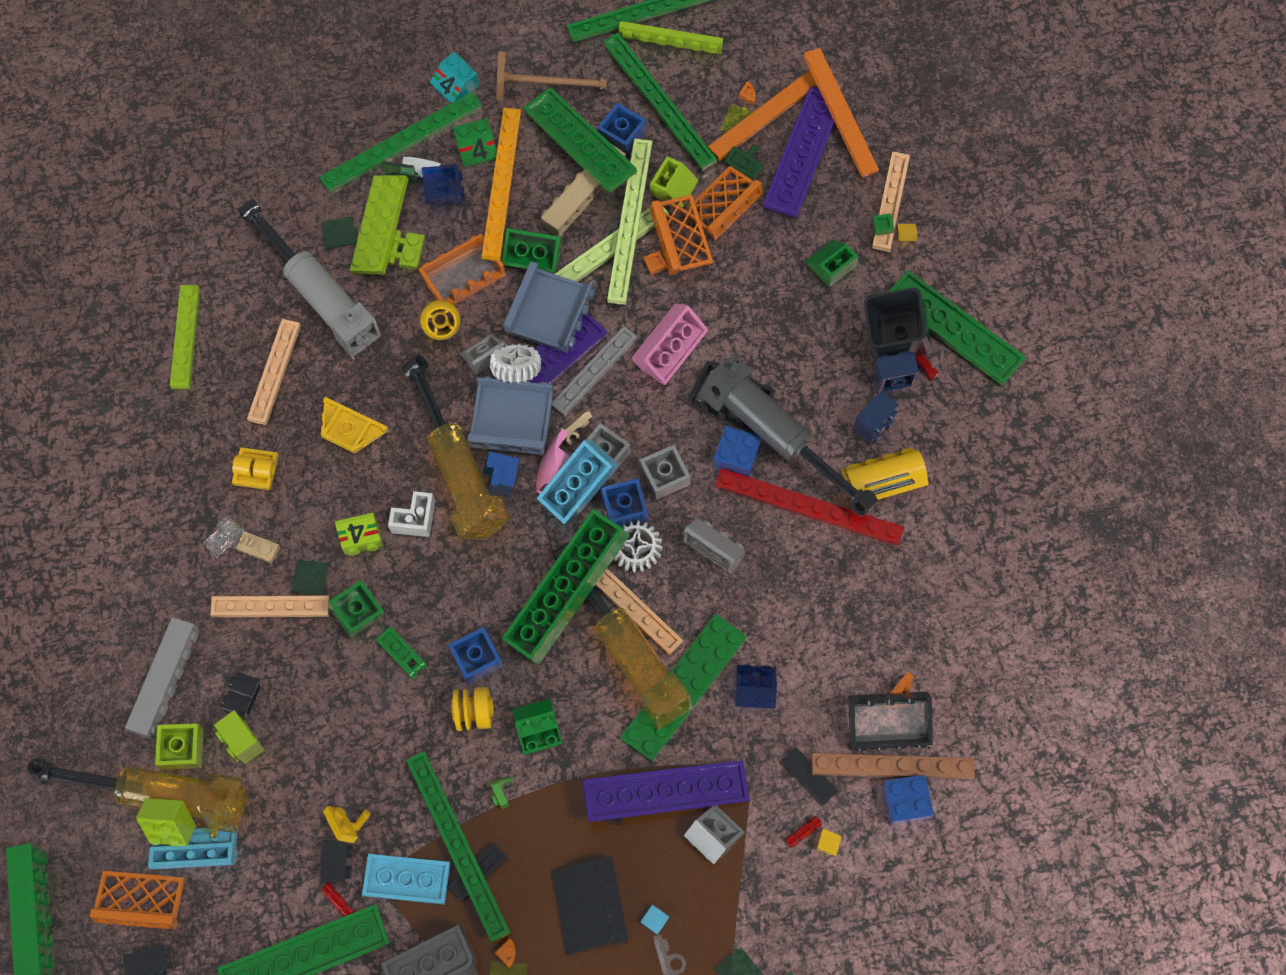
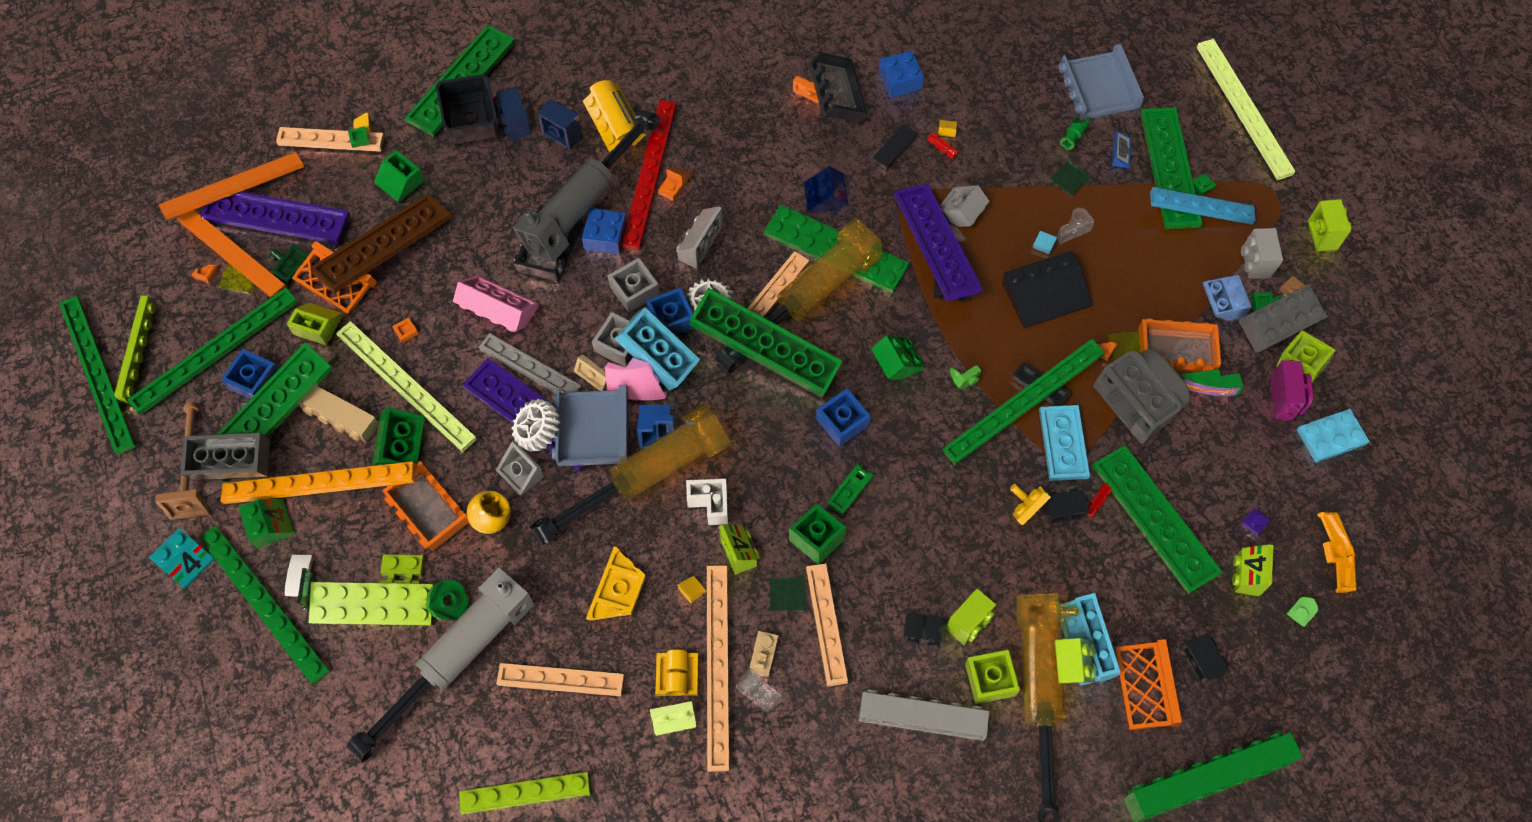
camera: 100 degrees left, 5 degrees down
(215, 460) = (673, 718): none -> yellowish green bracket
(253, 504) = (717, 670): none -> light nougat plate
(333, 491) = (691, 589): none -> yellow slope
(339, 232) = (382, 649): clear green piece -> none
(375, 280) = (436, 605): none -> green plate
(443, 184) = (320, 543): clear blue plate -> none
(475, 708) = (896, 408): yellow wheel -> none
(535, 106) = (225, 456): none -> dark grey brick
(548, 309) = (468, 410): sand blue panel -> none
(629, 223) = (368, 350): yellowish green plate -> none
(665, 234) = (378, 317): orange fence -> none
(750, 241) = (380, 243): none -> reddish brown plate
(794, 531) = (674, 182): none -> orange slope
(892, 766) = (874, 90): nougat plate -> none

